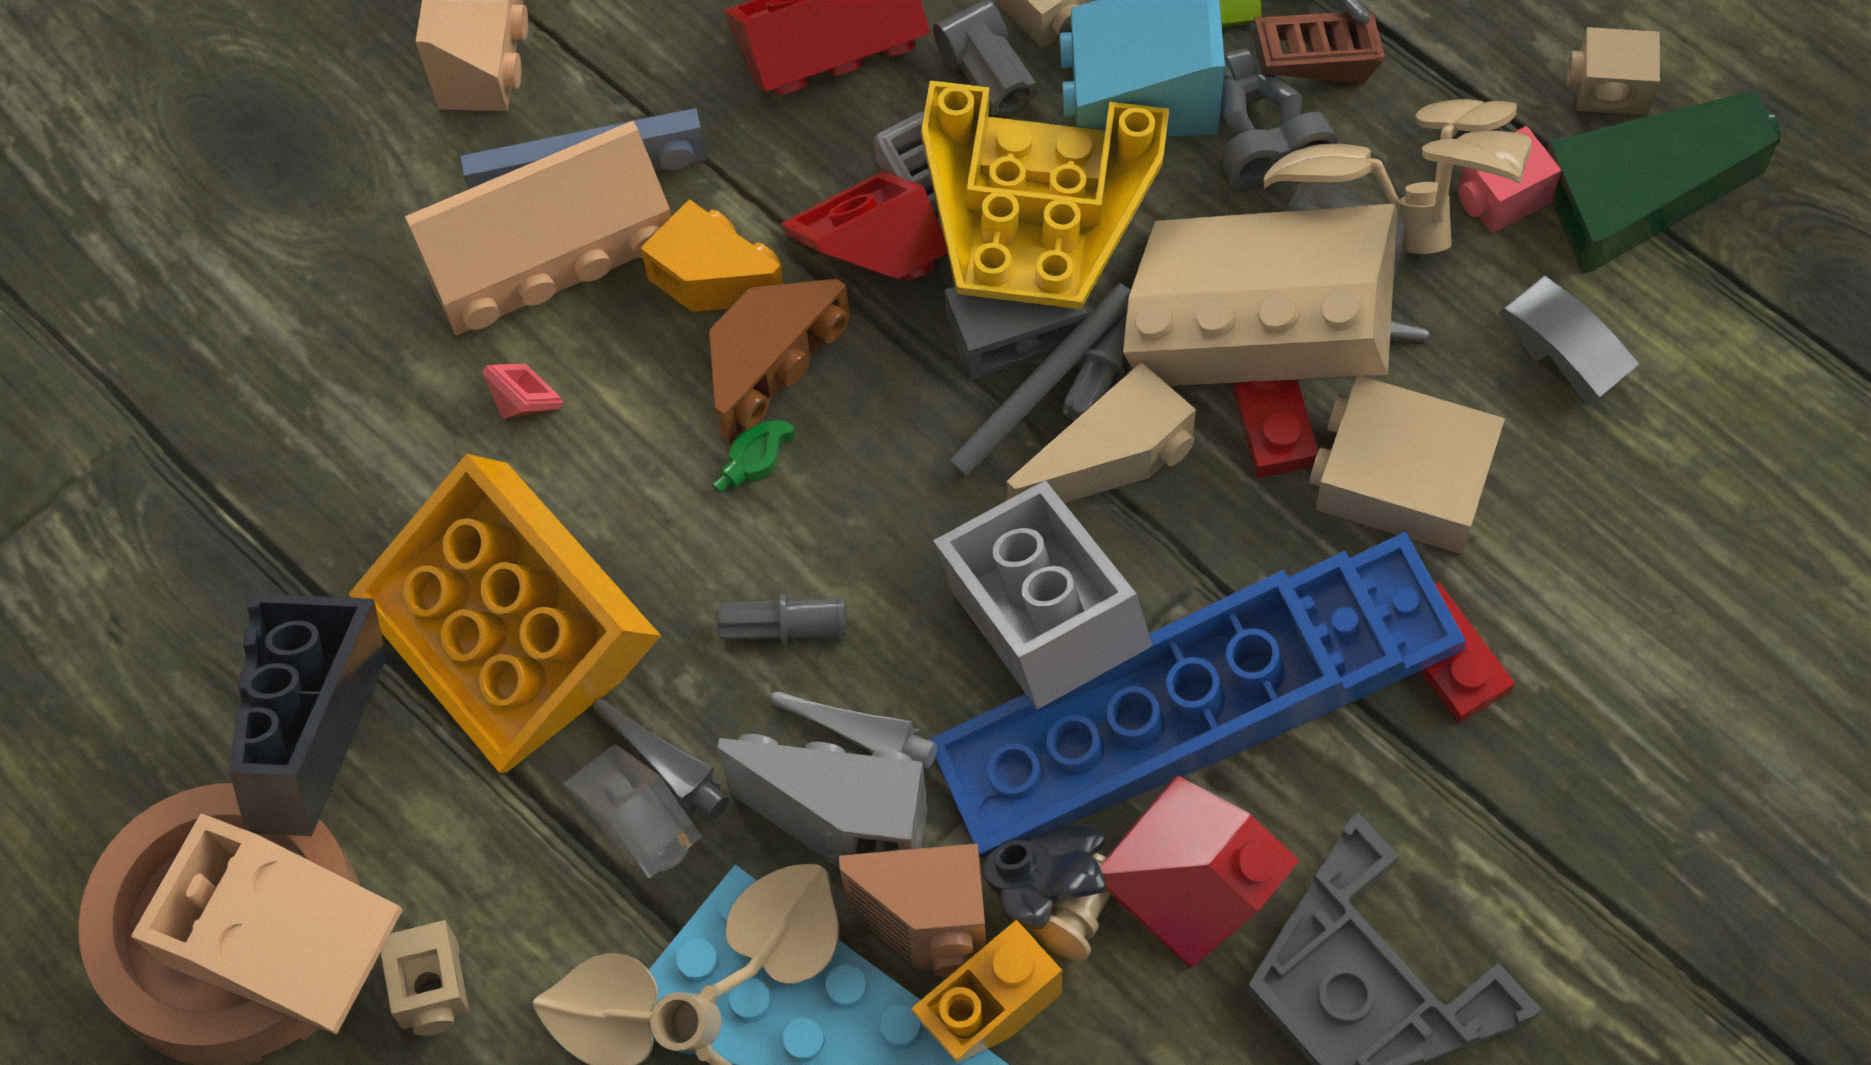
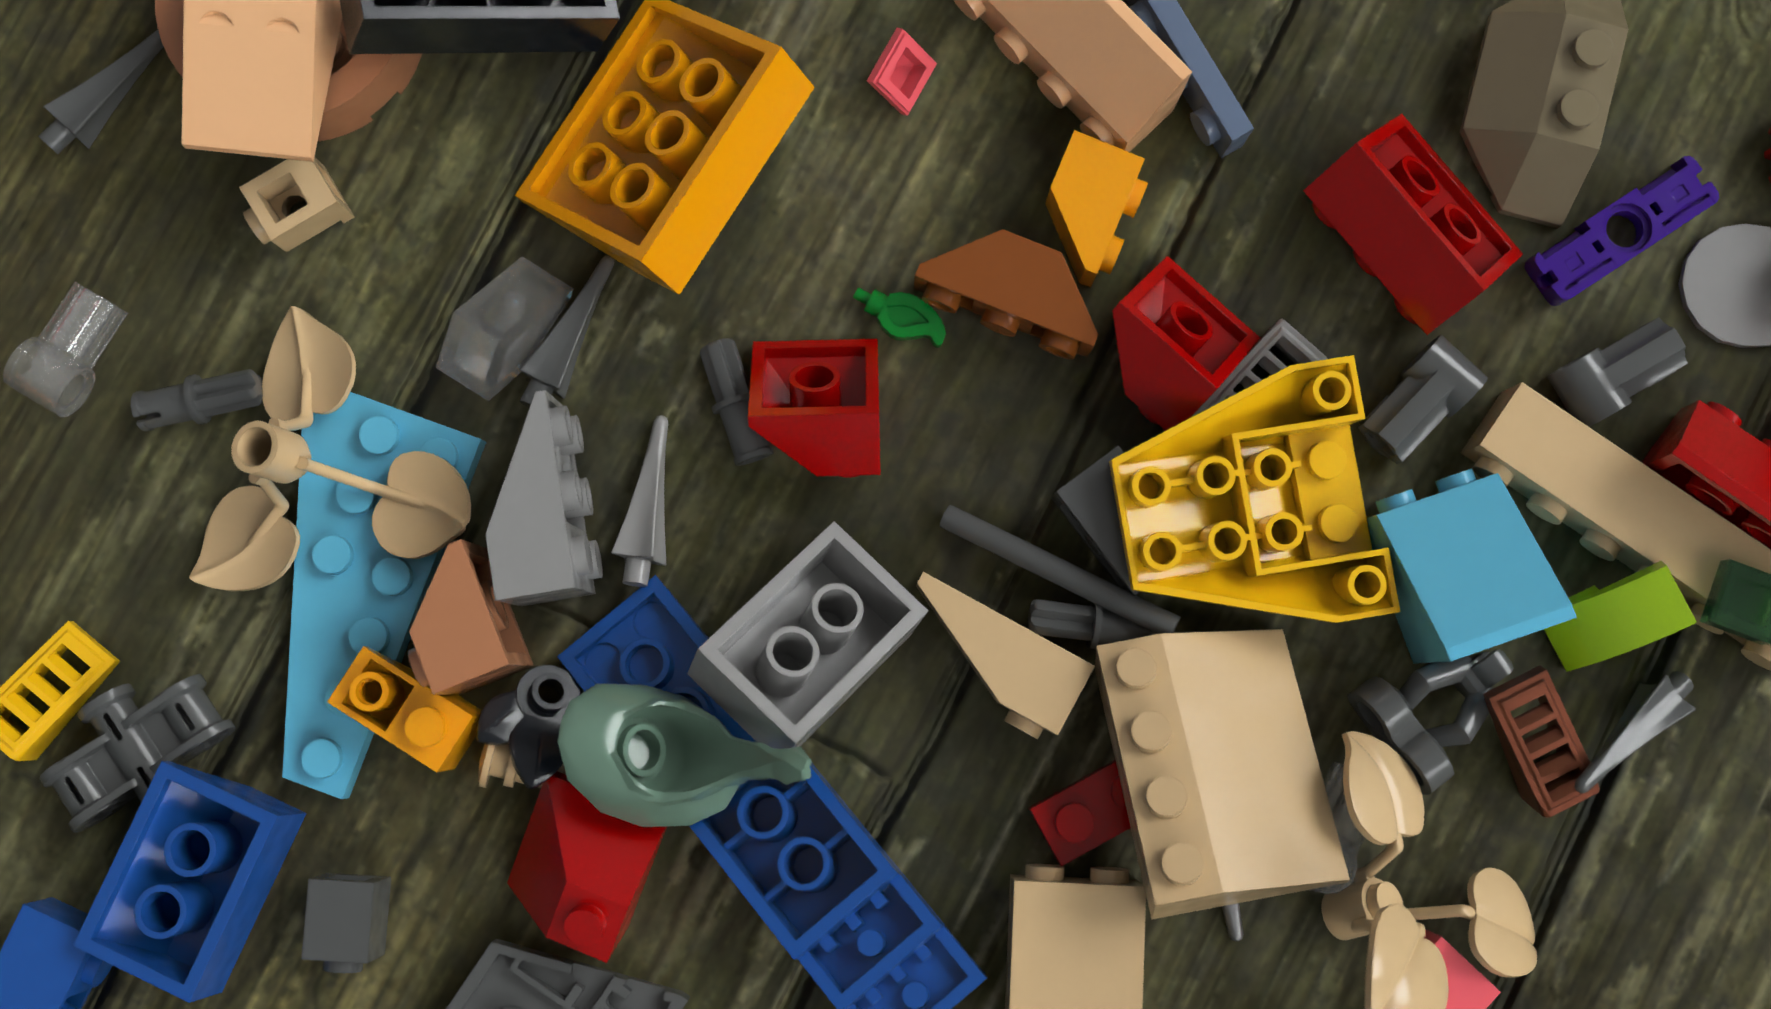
camera: 70 degrees right, 20 degrees up
(814, 531) = (819, 403): none -> red slope
(1119, 734) = (661, 756): none -> sand green hat

